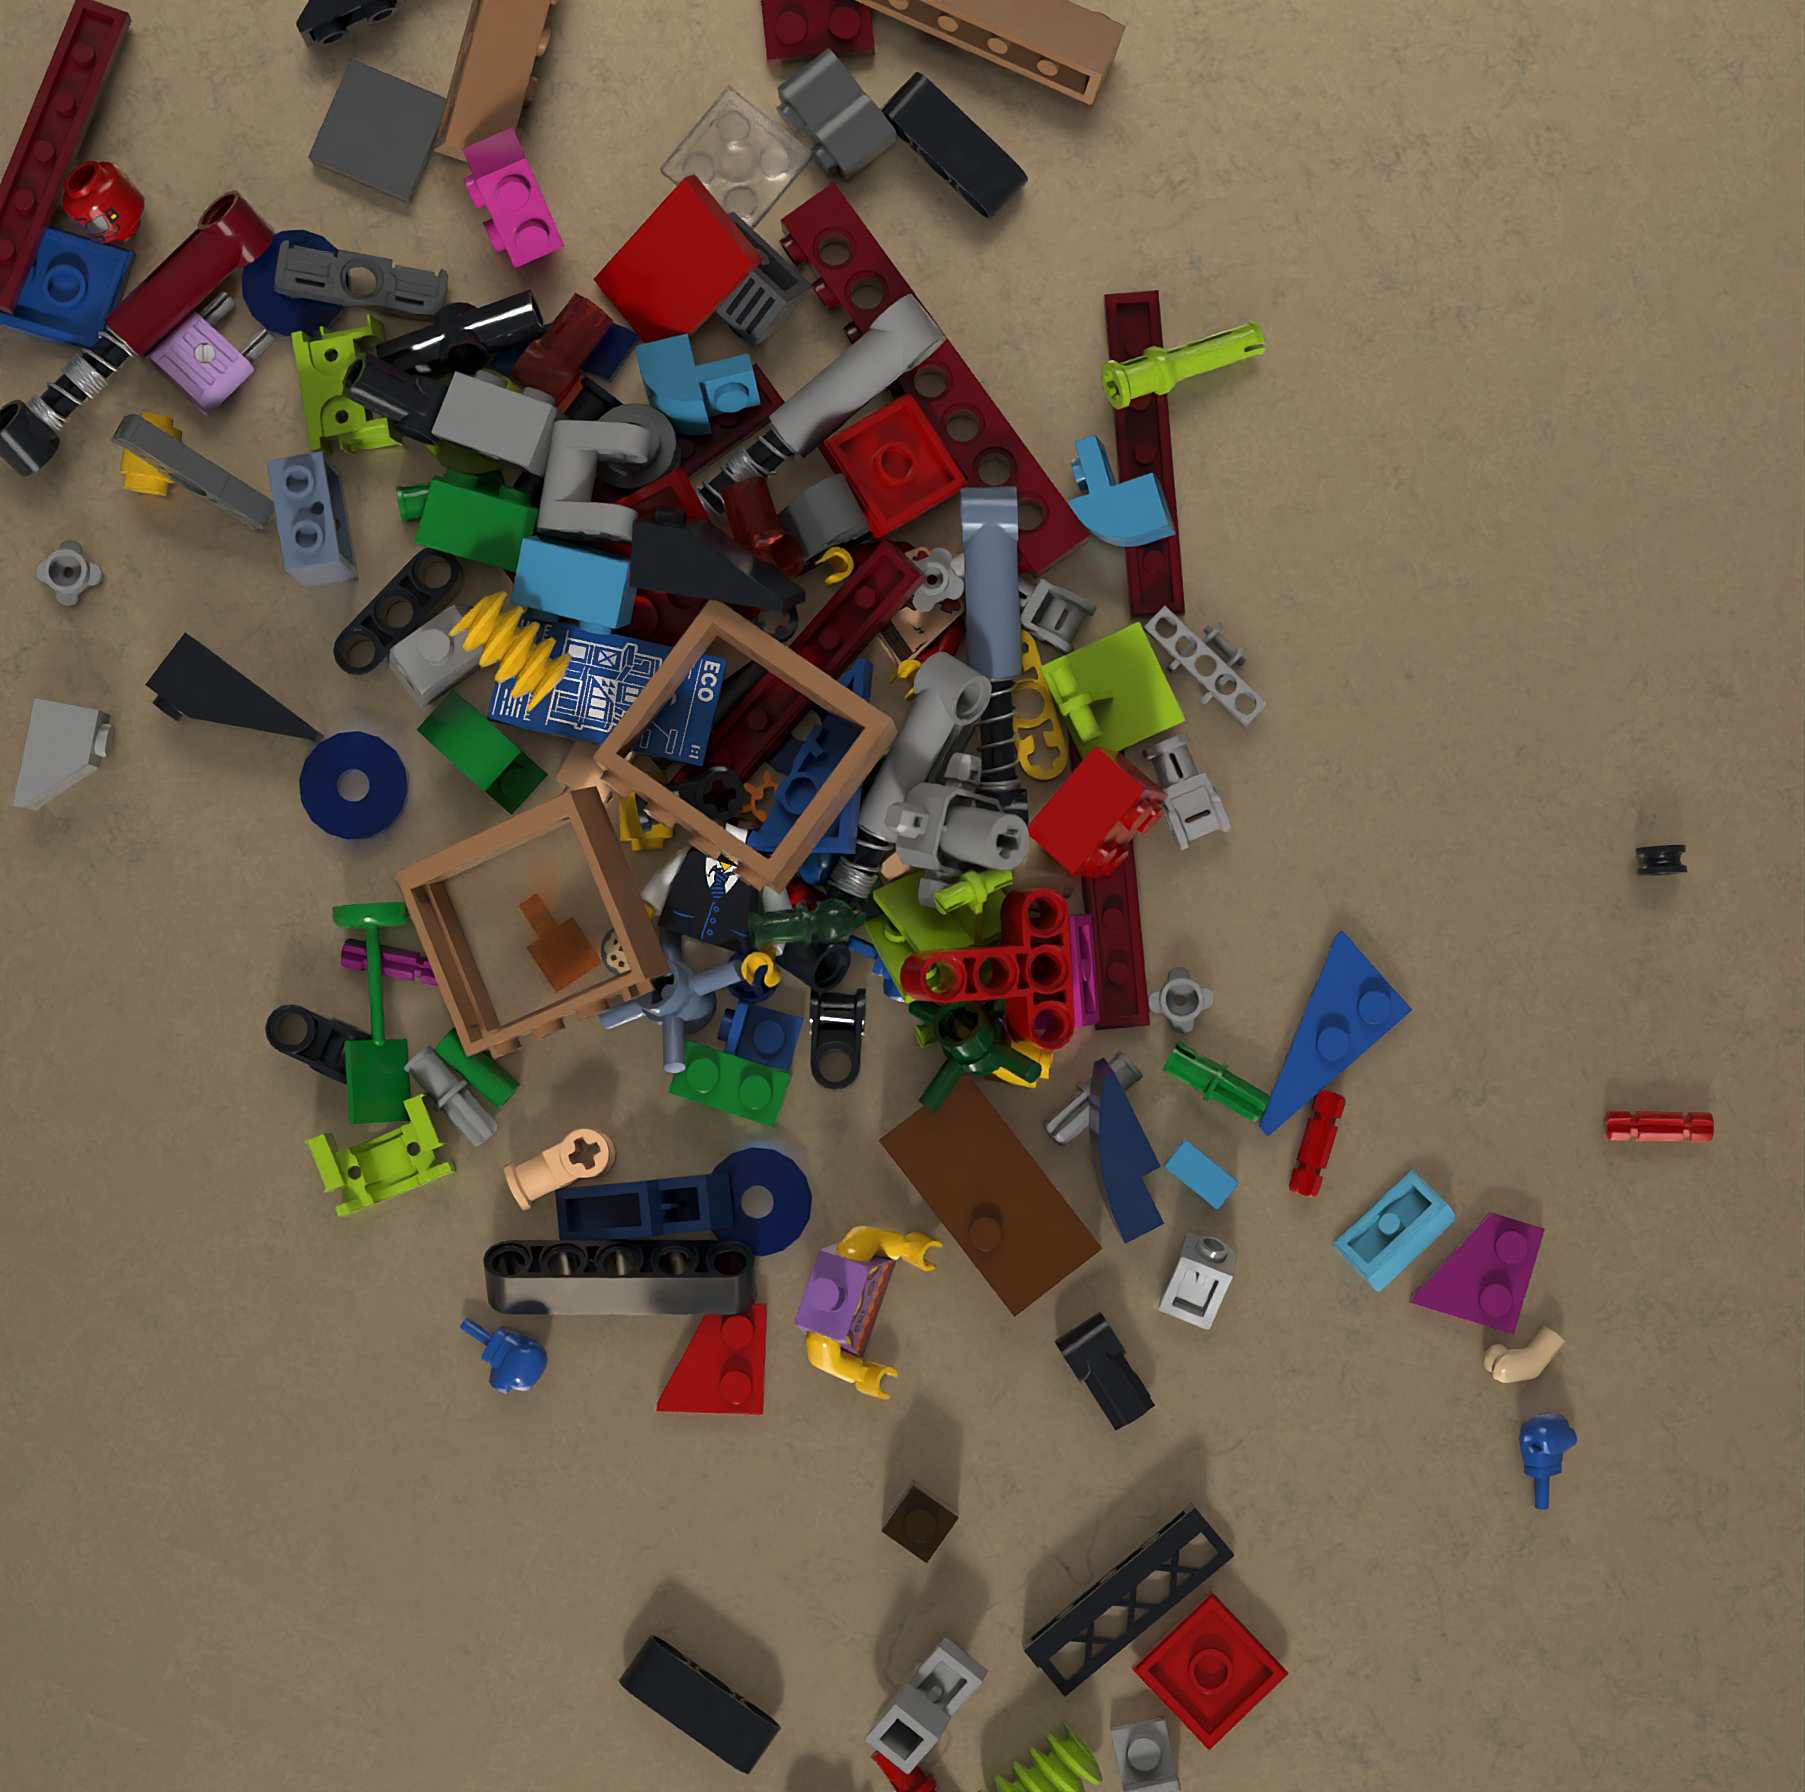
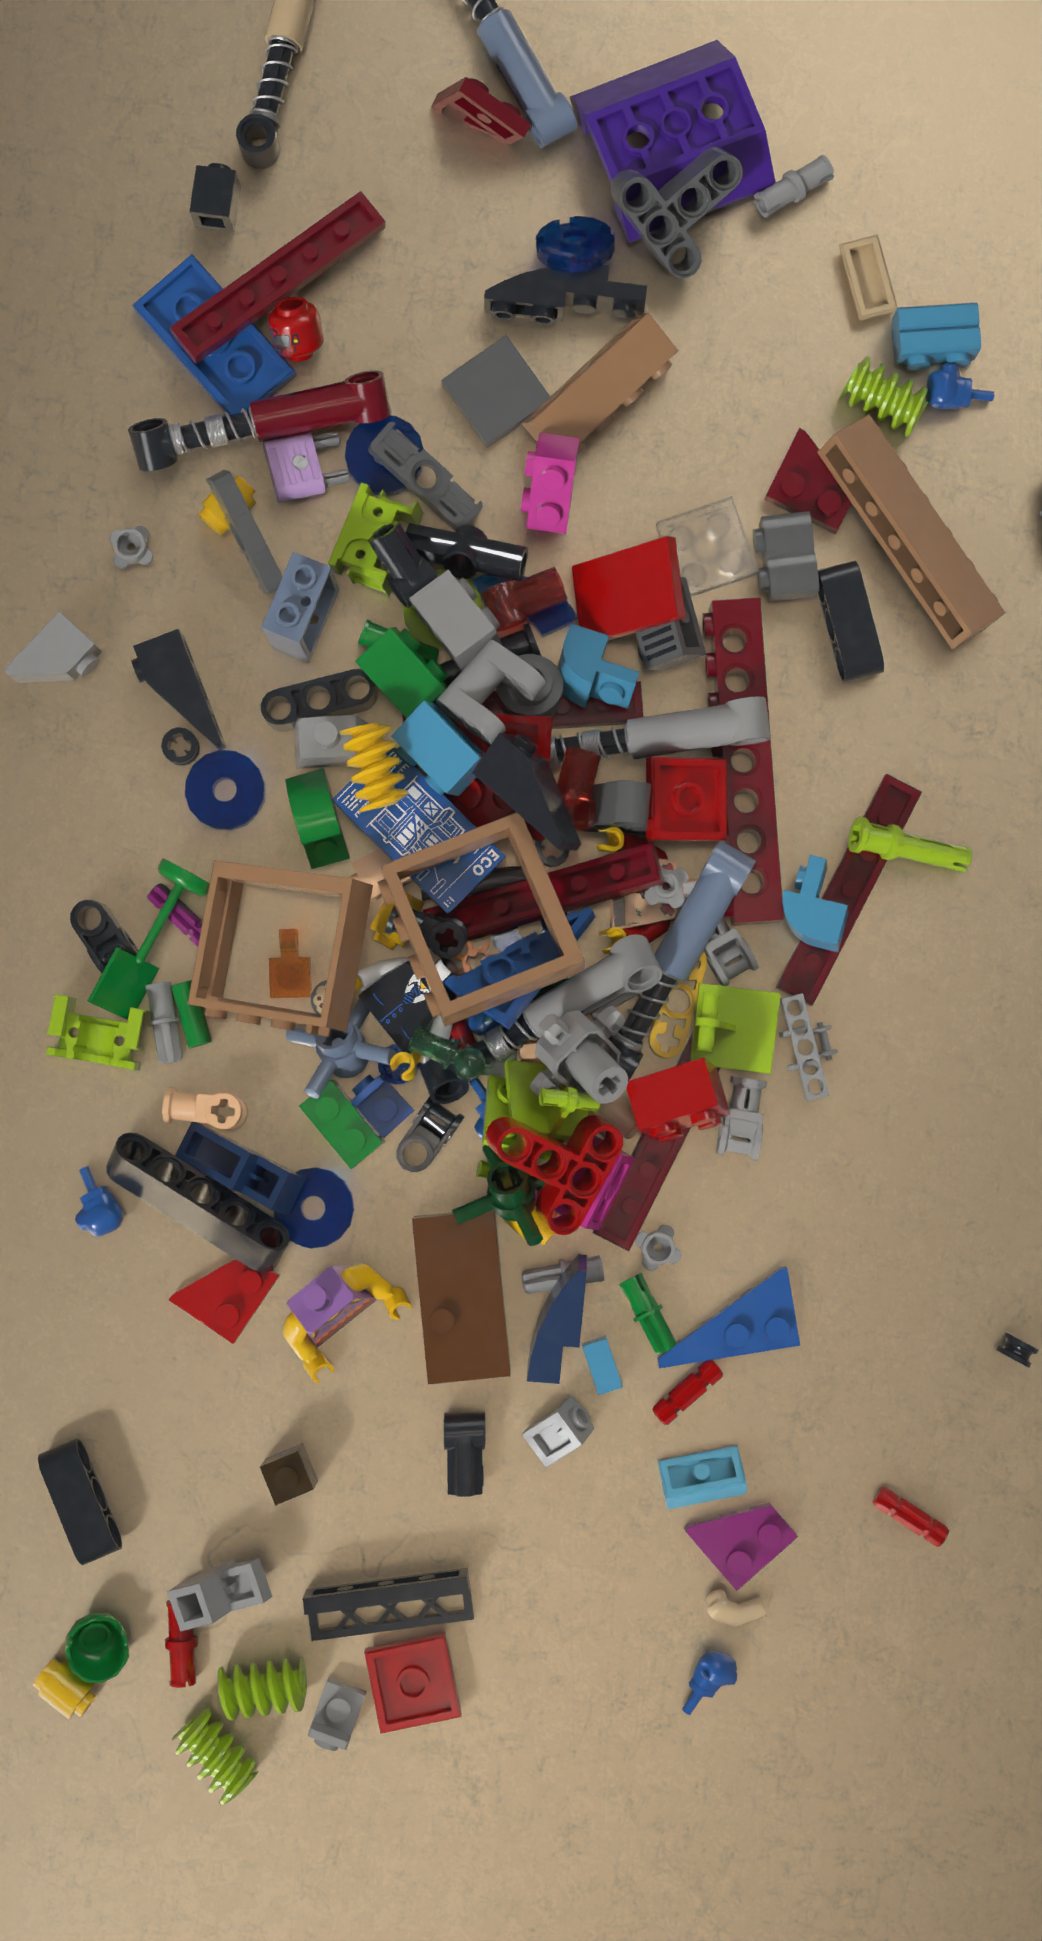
camera: 30 degrees right, 0 degrees up
(266, 783) = (172, 755): none -> black bush

